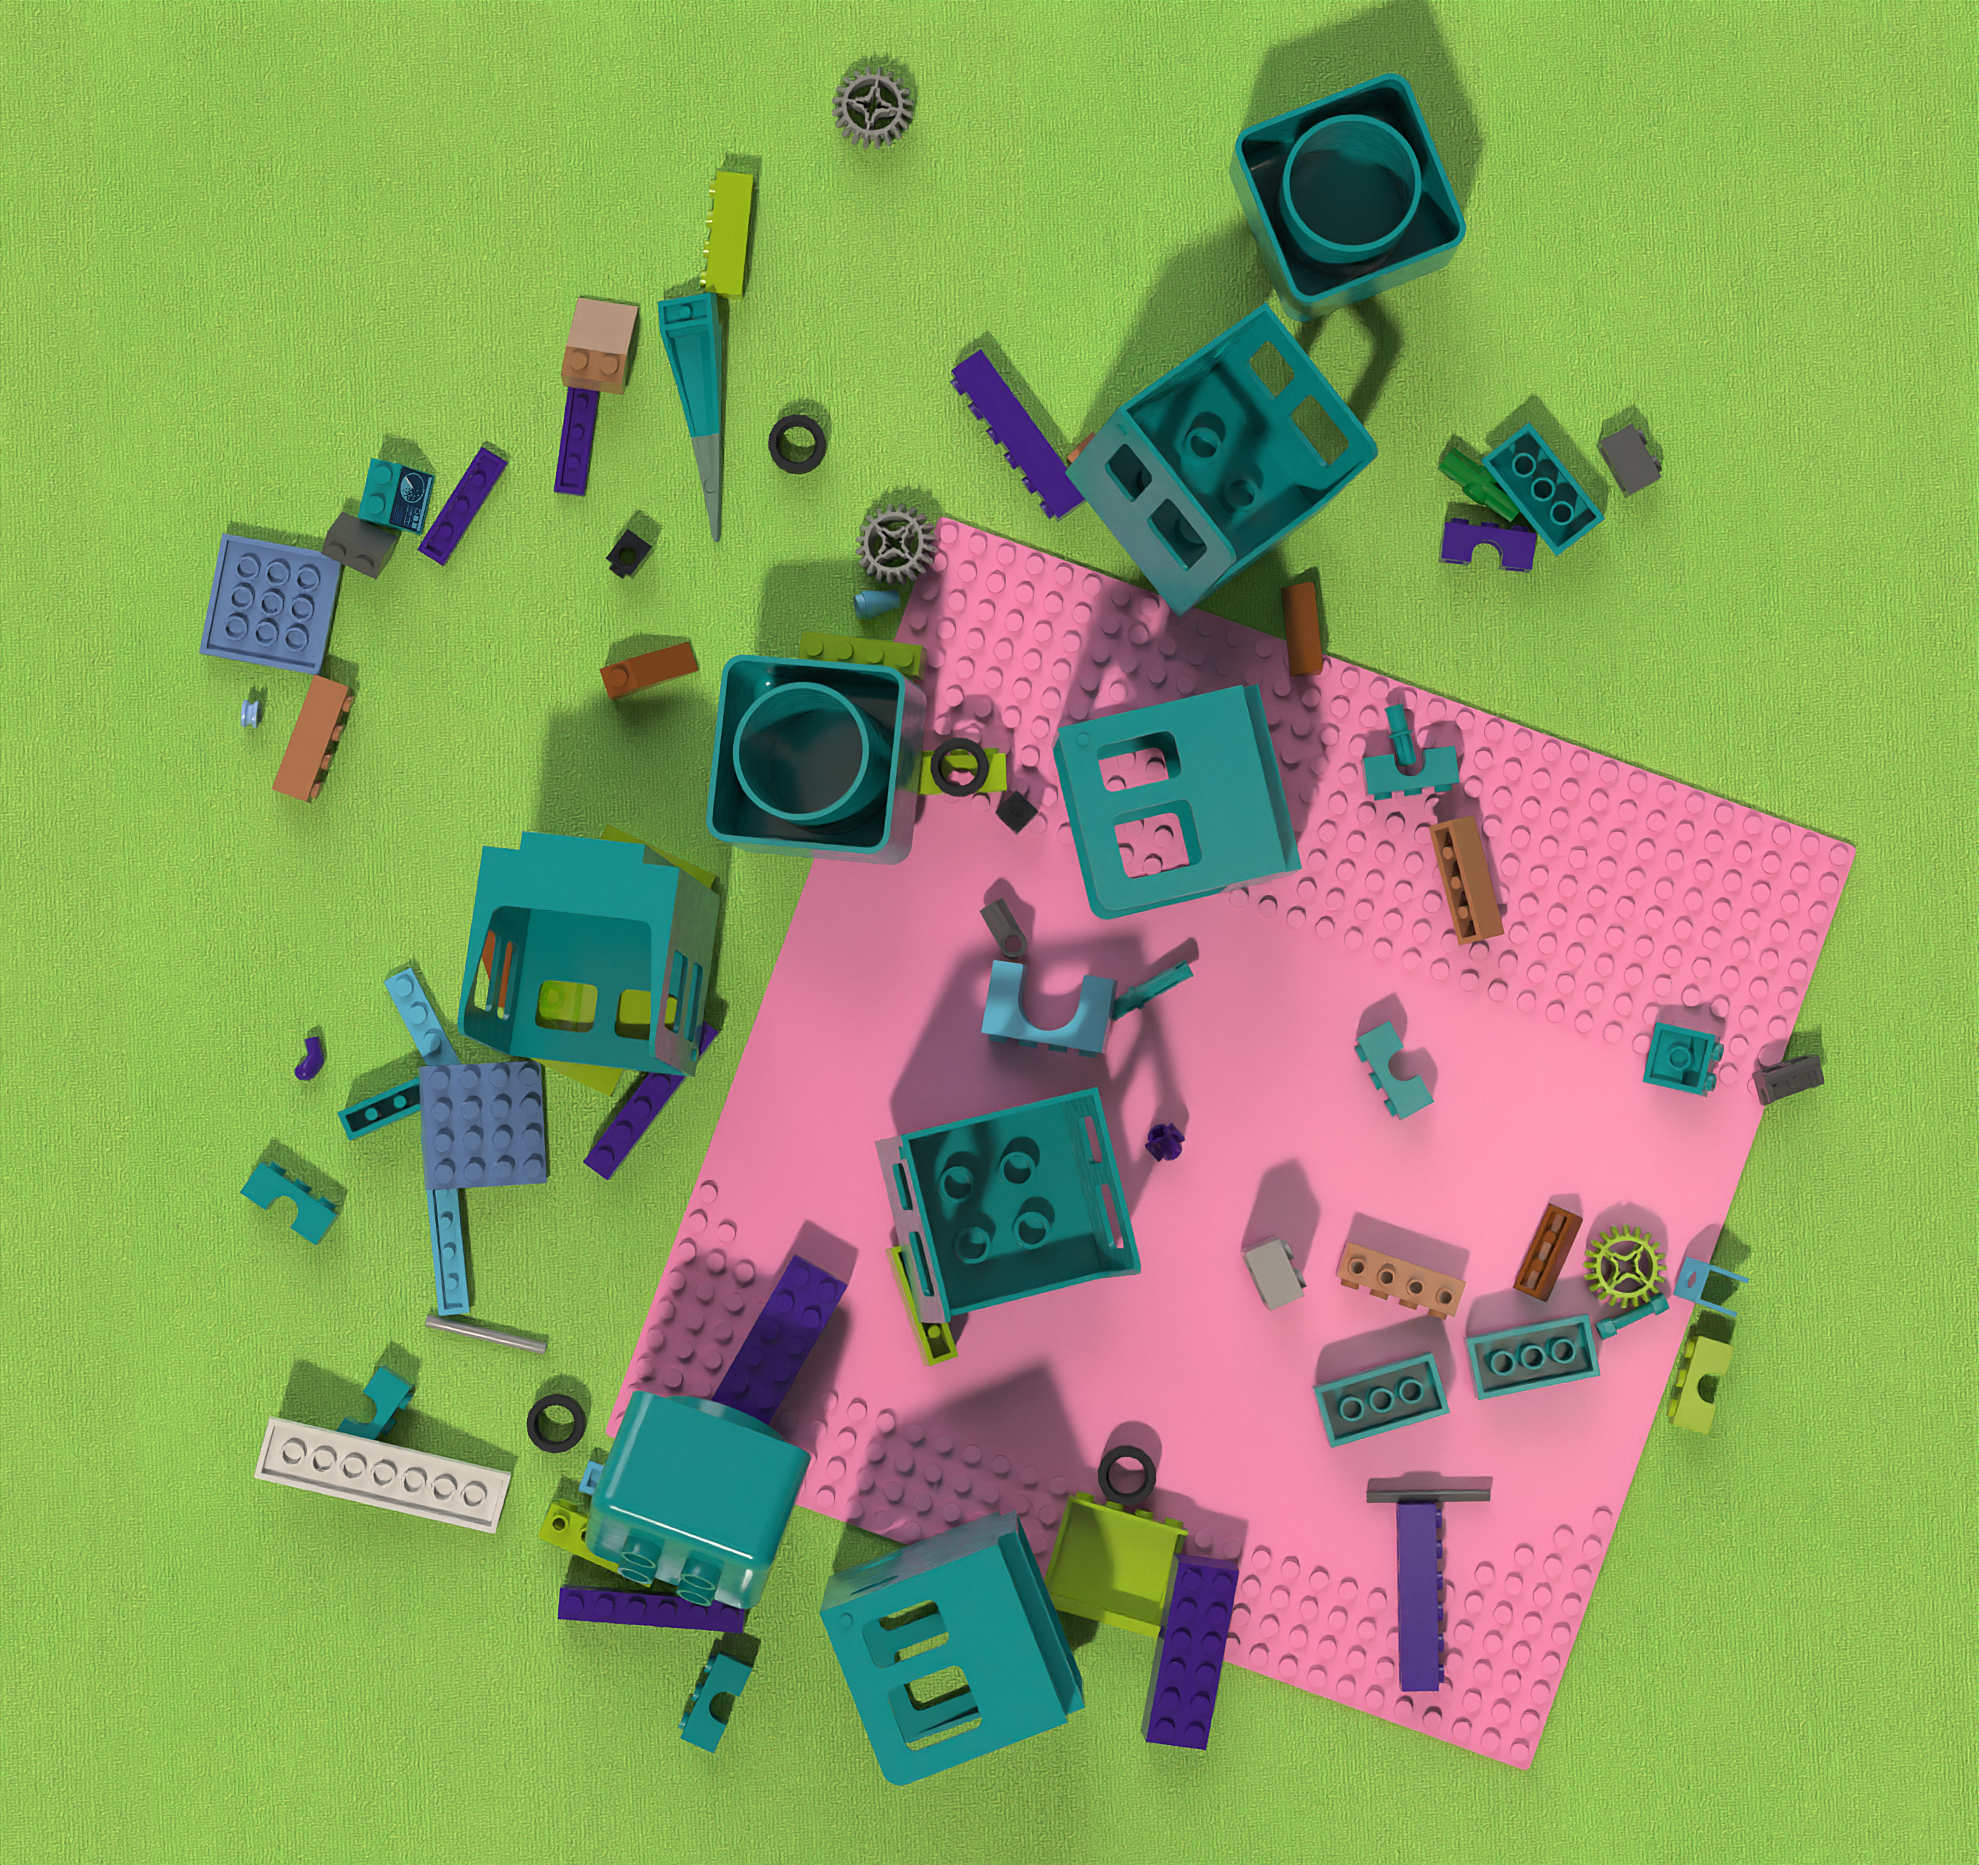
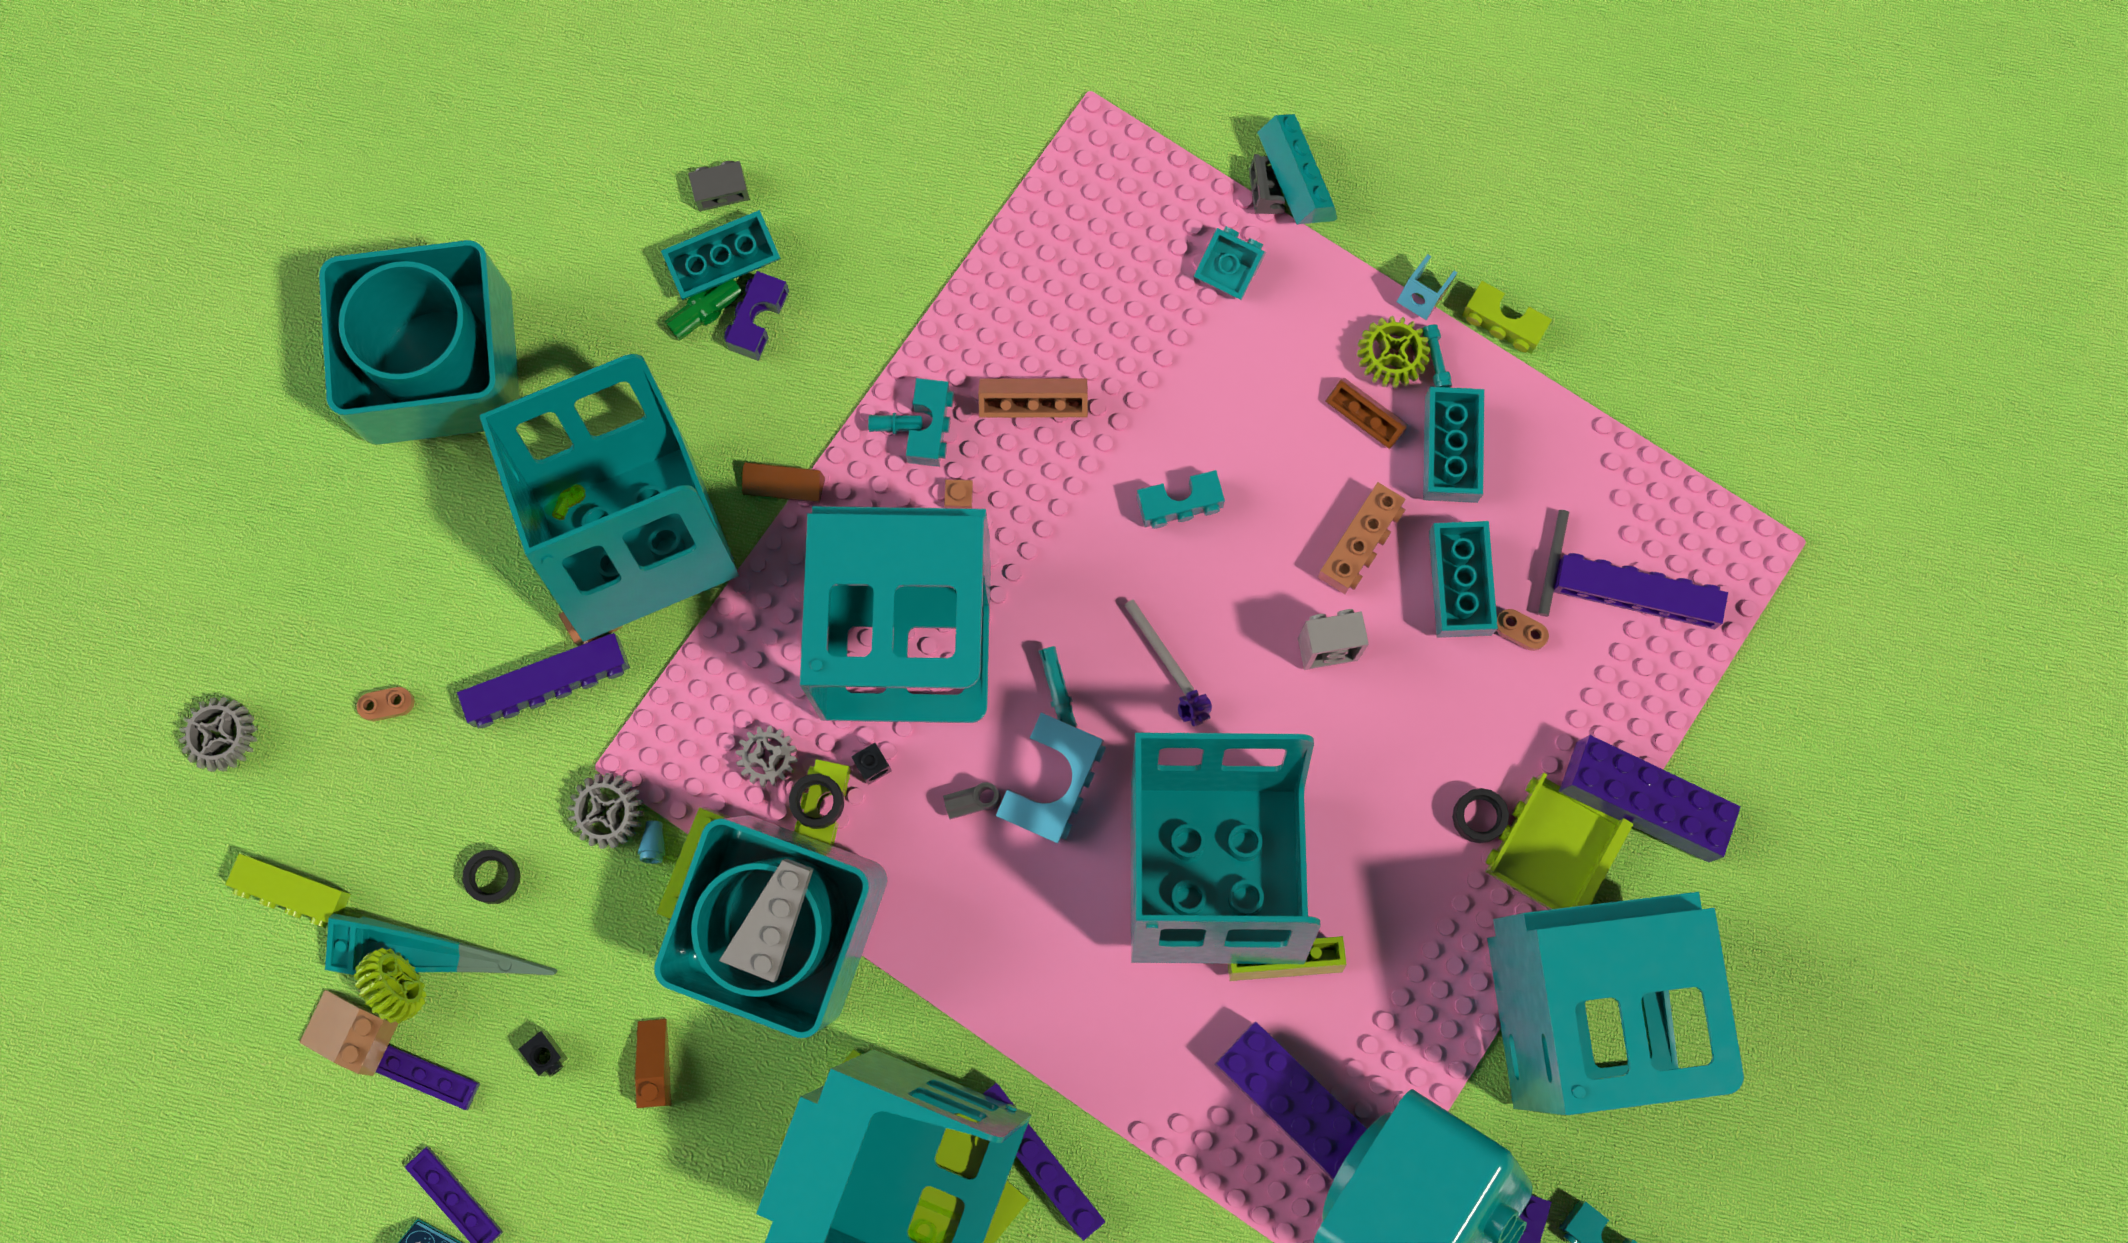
camera: 75 degrees left, 10 degrees down
(657, 377) = (390, 985): none -> lime gear
(803, 762) = (768, 928): none -> light grey wing
(951, 272) = (384, 704): none -> nougat plate
(989, 686) = (754, 759): none -> light grey gear
(1222, 402) = (568, 499): none -> clear neon green arm
(1223, 1088) = (1159, 647): none -> light grey bar
(1338, 826) = (958, 494): none -> nougat plate
(1342, 1476) = (1521, 631): none -> nougat plate
(1811, 1109) = (1296, 170): none -> teal slope

